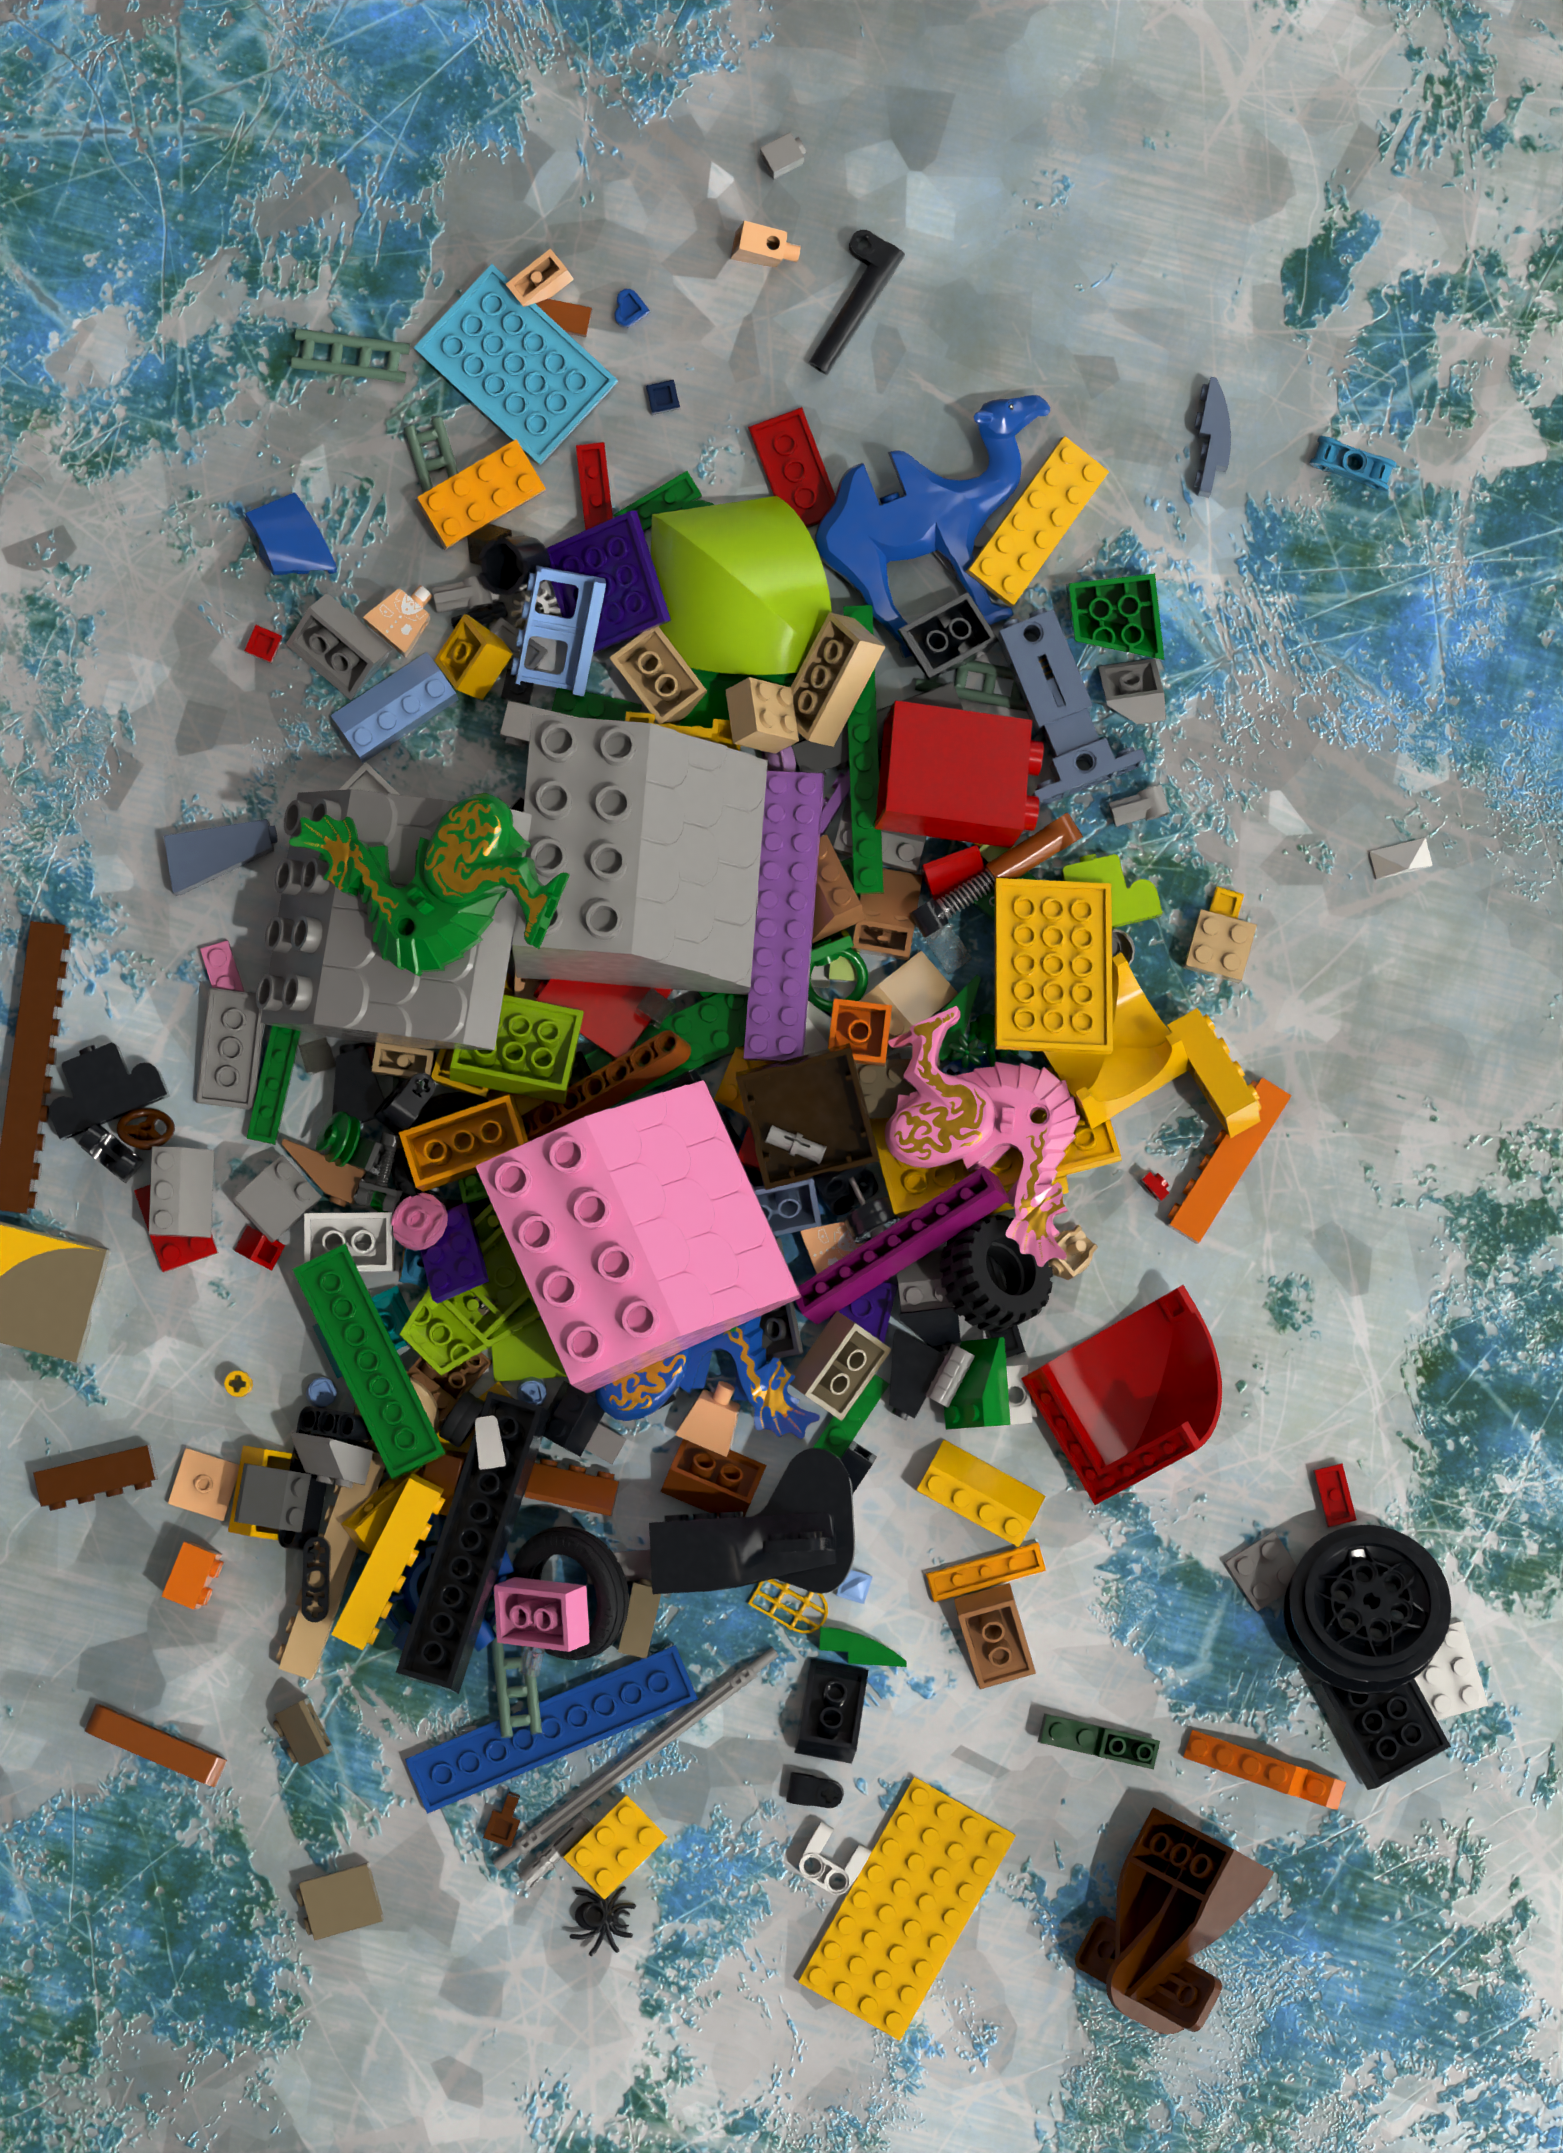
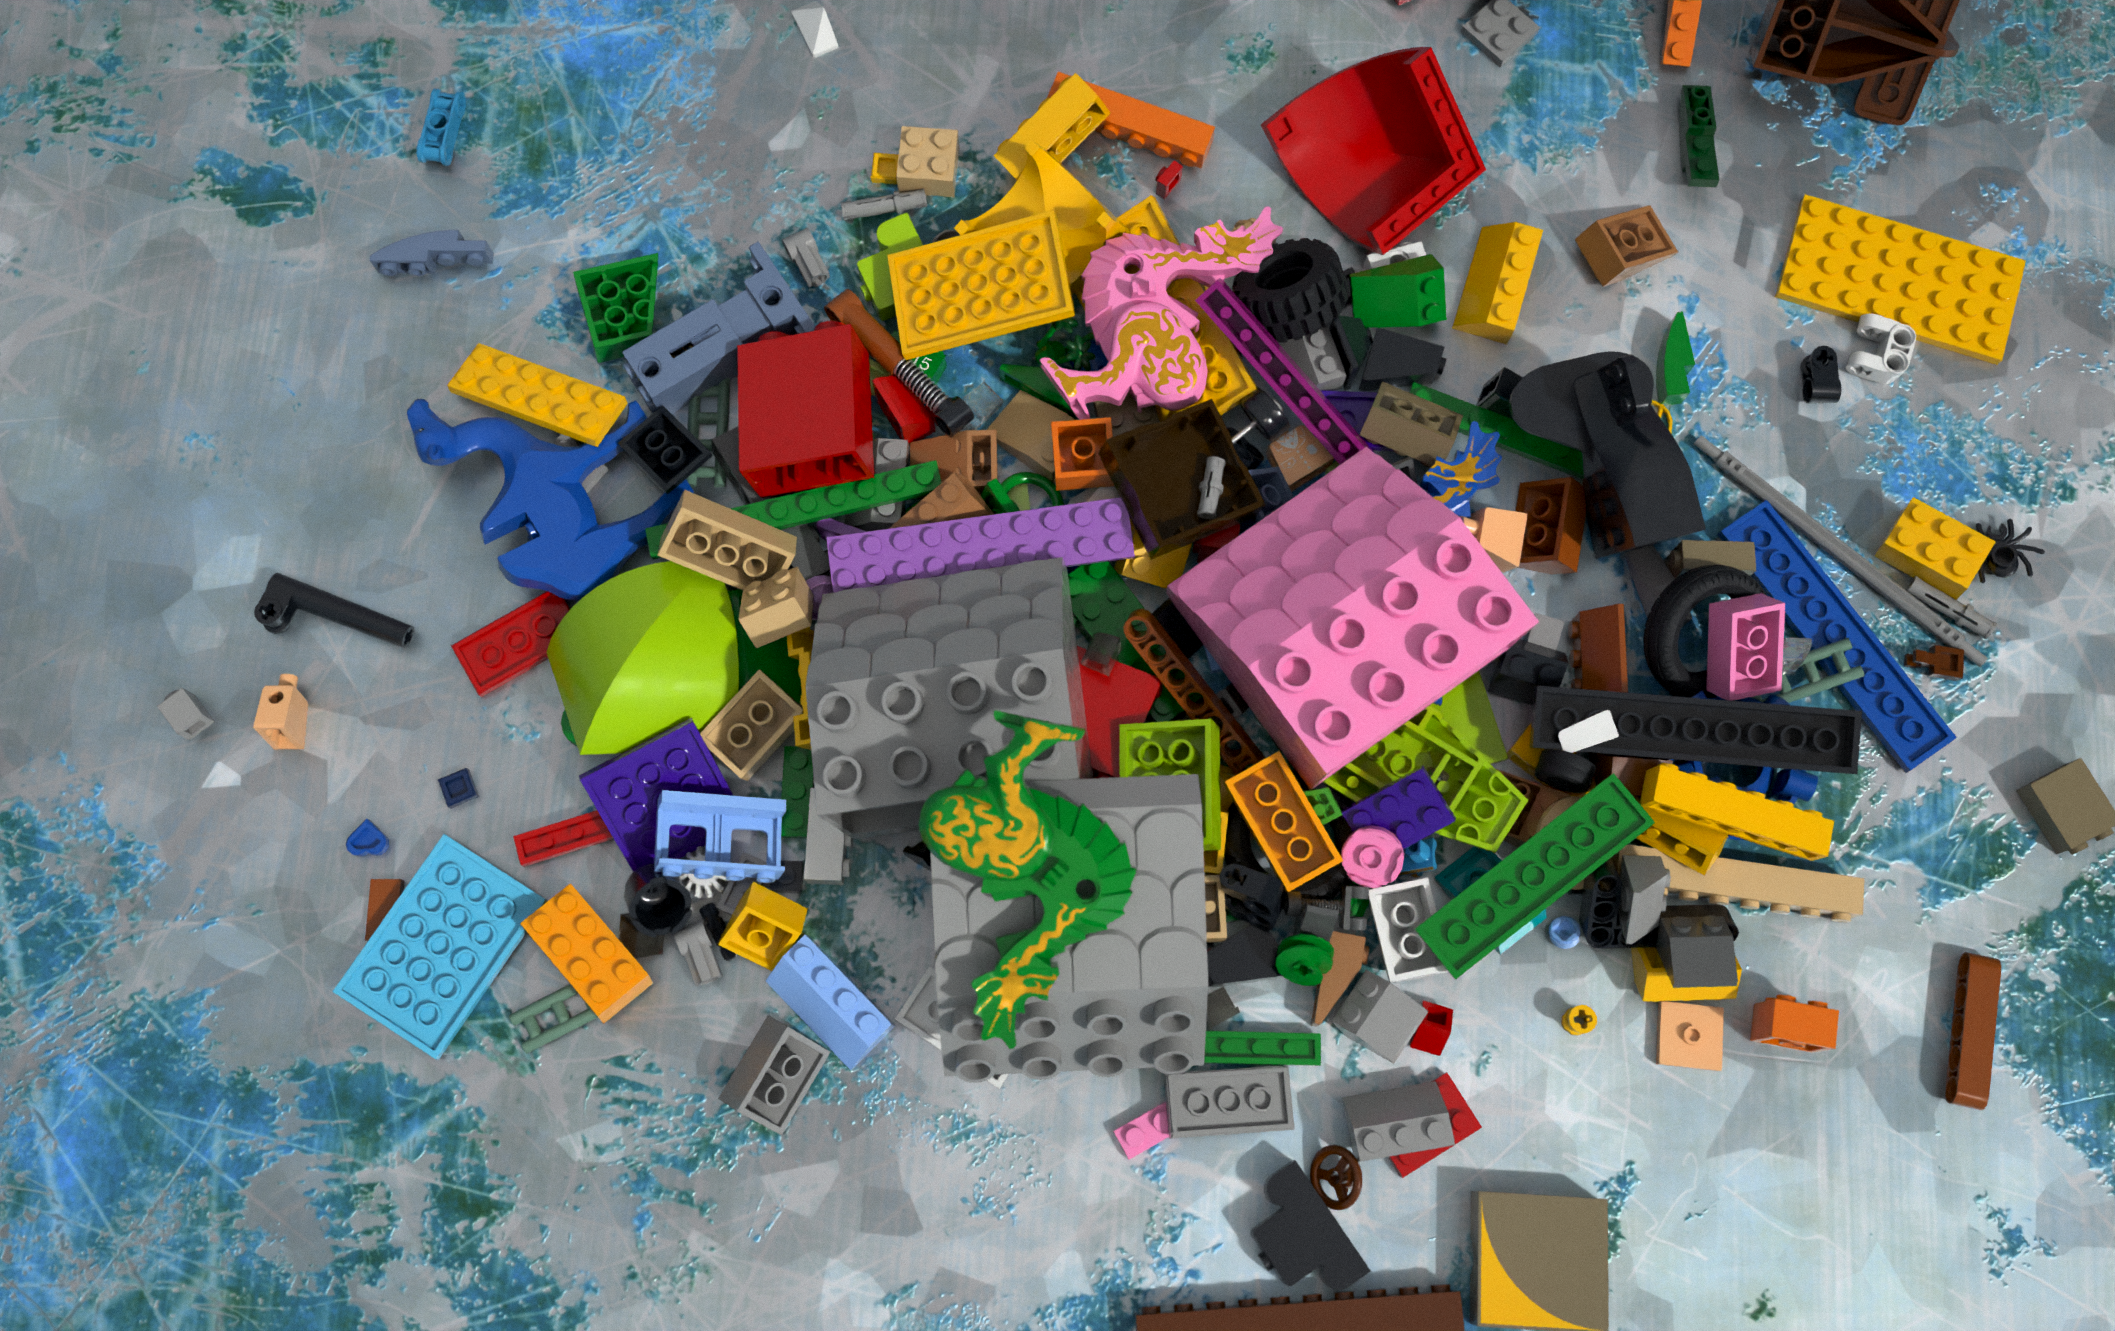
camera: 100 degrees left, 10 degrees down
(96, 1476) = (1716, 1154): reddish brown brick -> none
(110, 1152) = (1373, 1205): black piece -> none
(212, 852) = (1023, 1168): sand blue slope -> none
(263, 644) = (785, 1158): red plate -> none
(289, 537) = (664, 1152): blue slope -> none
(303, 1732) = (1916, 876): dark tan slope -> none
(322, 1601) = (1771, 881): black beam -> none
(366, 346) = (468, 1142): sand green bar -> none
(401, 618) = (734, 1013): light nougat torso -> none
(532, 1391) = (1509, 719): light blue tile -> none
(540, 279) = (342, 934): light nougat slope -> none
(666, 498) = (565, 762): green plate -> none
(831, 1711) = (1741, 375): black slope -> none
(950, 1375) = (1397, 318): light grey axle -> none
(986, 1572) = (1569, 268): light orange tile -> none
(1134, 690) = (691, 277): light grey slope -> none
(1183, 895) = (885, 204): none -> light grey pin

